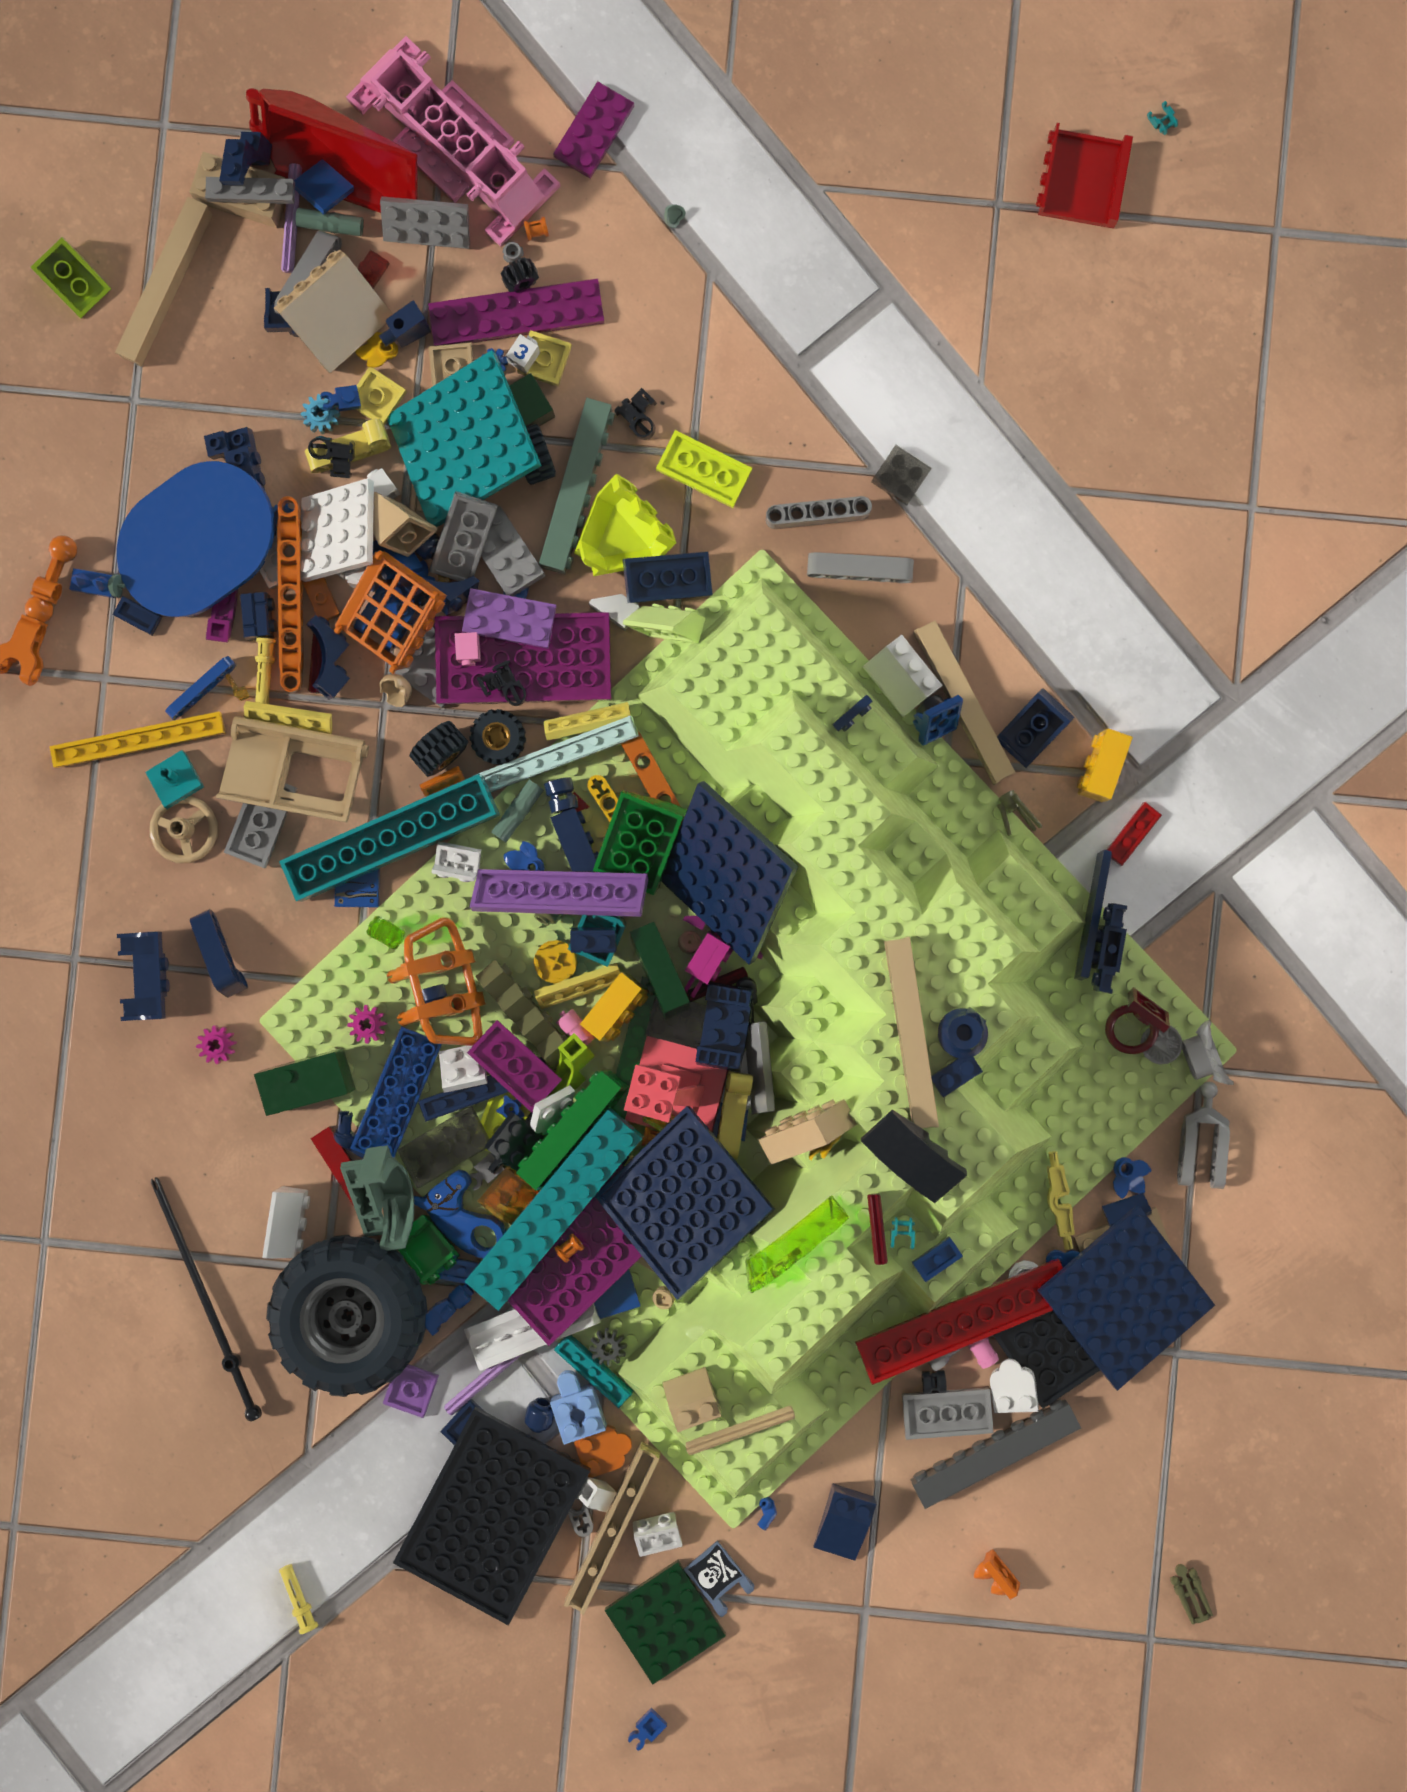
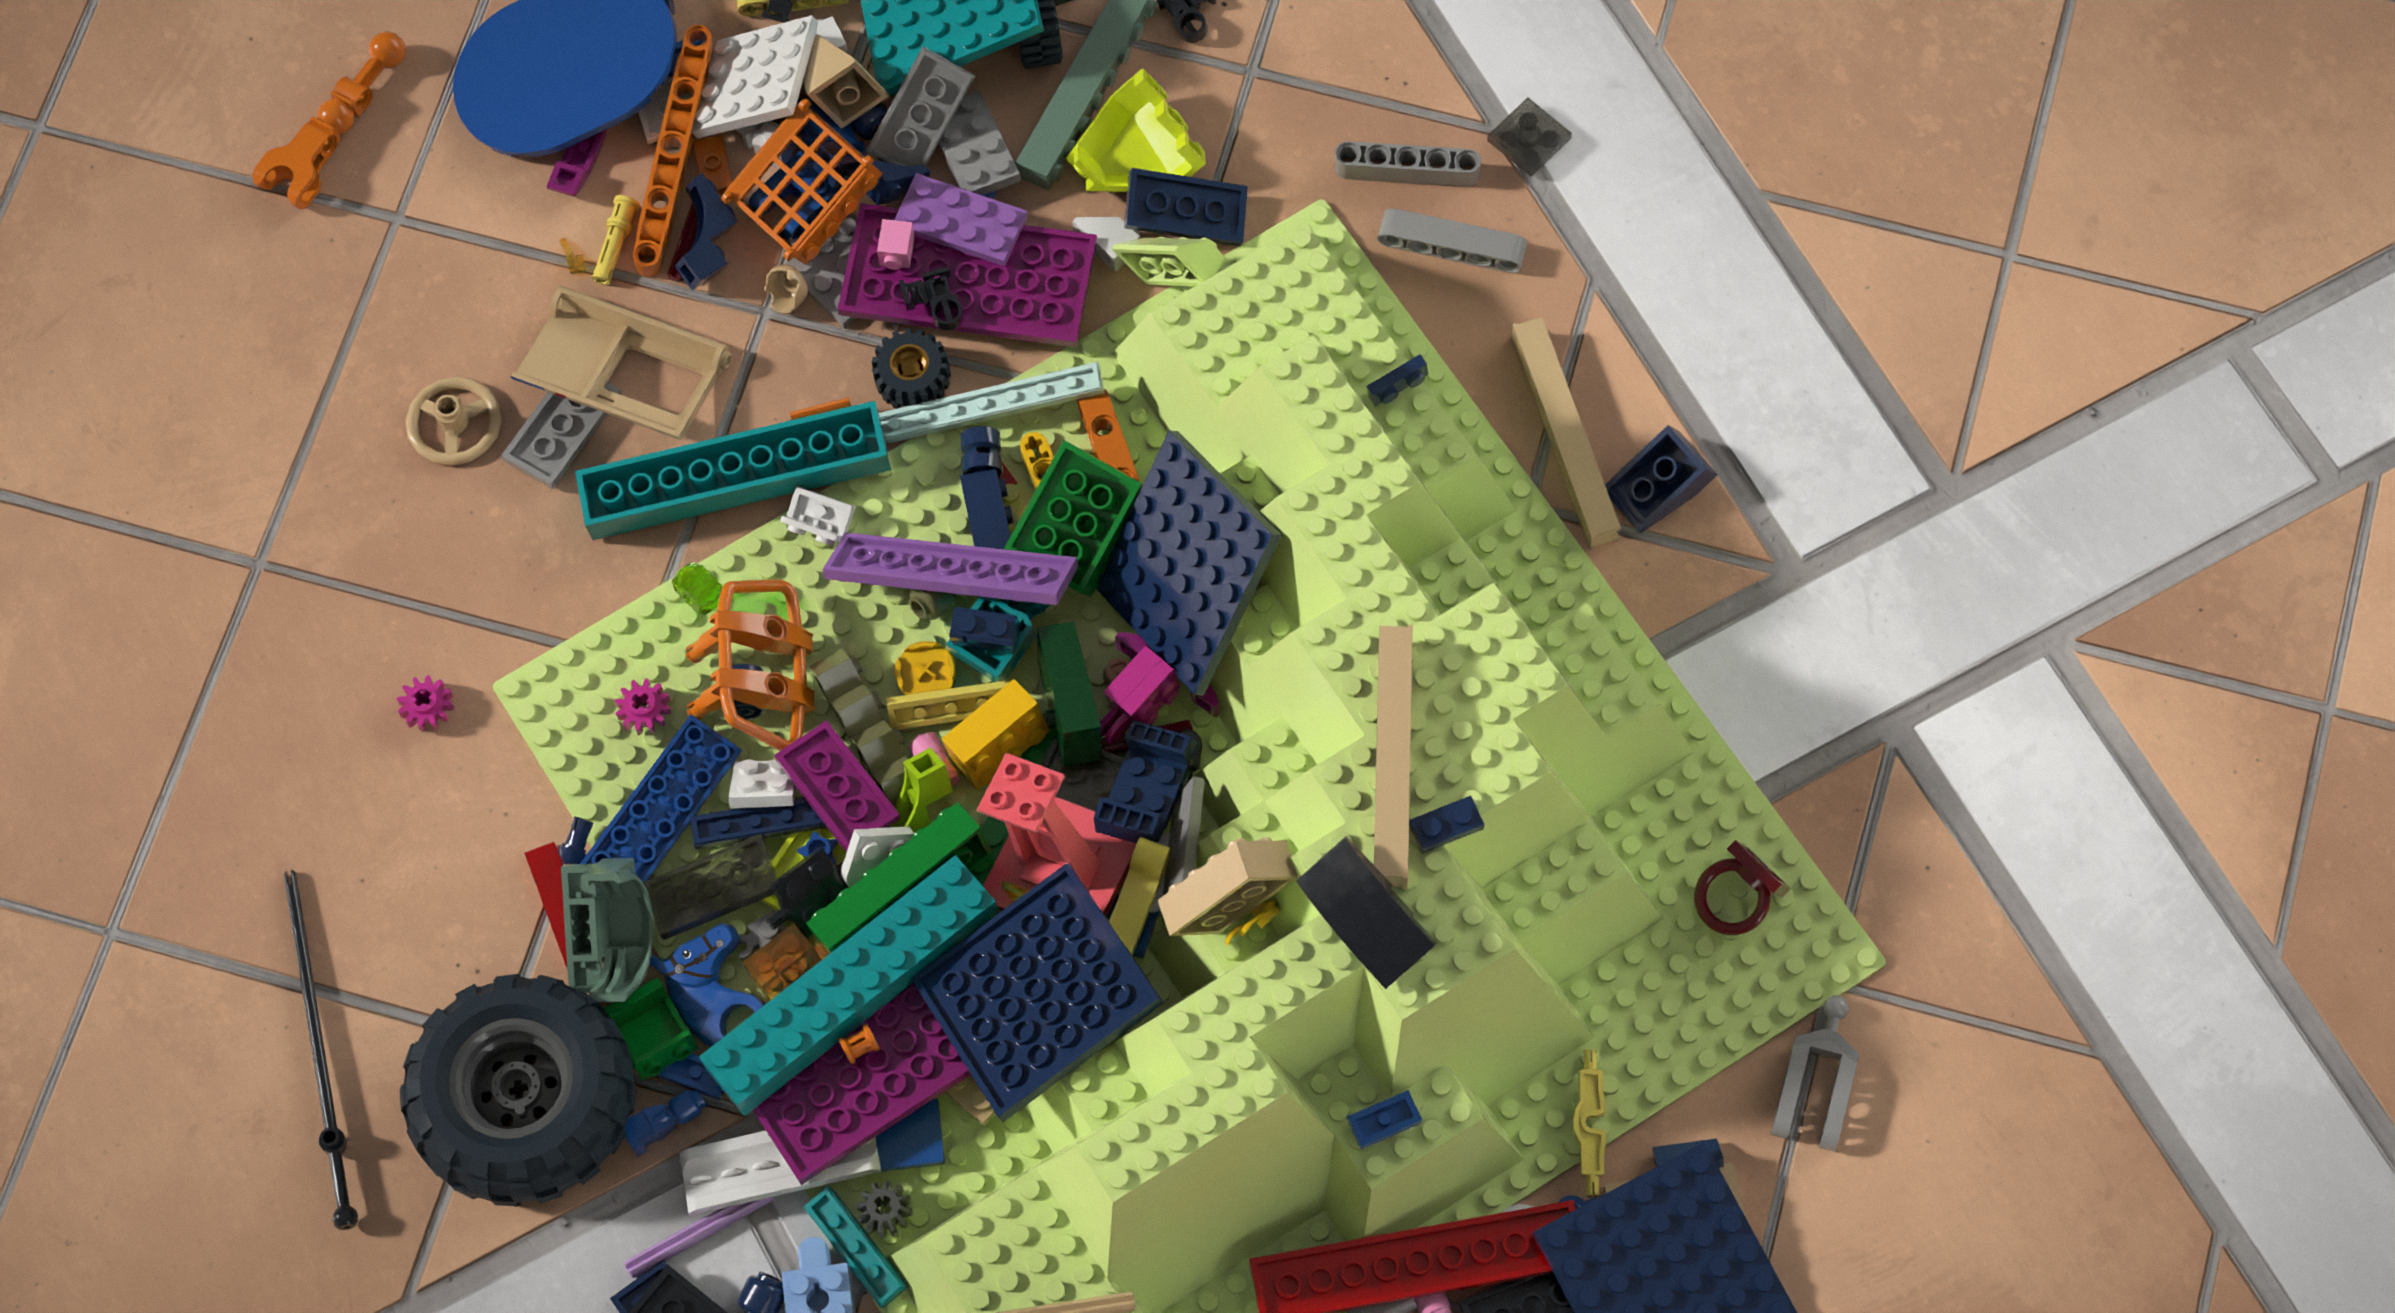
camera: 10 degrees right, 20 degrees down
(90, 583) = (415, 100): blue tile -> none
(115, 585) = (444, 105): sand green piece -> none
(137, 615) = (462, 148): dark blue tile -> none
(137, 739) = (421, 297): yellow plate -> none
(149, 976) = (356, 597): dark blue bracket -> none
(174, 779) = (458, 354): teal tile -> none
(200, 688) = (523, 247): blue beam -> none
(217, 955) = (459, 585): dark blue beam -> none
(257, 615) = (623, 169): dark blue brick -> none
(286, 1223) = (461, 952): white slope -> none
(289, 716) = (635, 299): light yellow plate -> none
(304, 1081) = (536, 768): dark green brick -> none
(359, 892) = (673, 541): blue tile -> none
(411, 1391) = (581, 1231): medium lavender tile -> none
(438, 748) = (827, 366): black wheel -> none
(517, 811) = (916, 466): sand green axle -> none
(524, 858) = (911, 527): blue plate -> none
(585, 721) = (1021, 368): light yellow plate -> none
(663, 1298) = (981, 1155): tan tile -> none
(691, 1399) = (990, 1255): tan slope -> none
(704, 469) = (1263, 88): neon yellow plate -> none
(794, 1244) = (1166, 1015): clear neon green windscreen -> none
(877, 1229) = (1298, 1010): dark red axle -> none
(902, 675) = (1485, 381): white slope -> none
(910, 1232) = (1321, 1020): teal piece -> none
(937, 717) = (1525, 438): blue piece -> none
(963, 1033) = (1465, 769): dark blue piece -> none
(1011, 802) = (1610, 571): olive plant -> none
(1093, 915) = (1700, 734): dark blue tile -> none
(1104, 765) = (1747, 538): yellow brick -> none
(1108, 948) = (1717, 765): dark blue bracket -> none
(1131, 1178) = (1702, 1116): blue plate -> none
(1133, 833) = (1778, 644): red tile -> none
(1166, 1048) = (1779, 931): light grey wheel -> none
(1203, 1056) = (1830, 949): light grey piece -> none

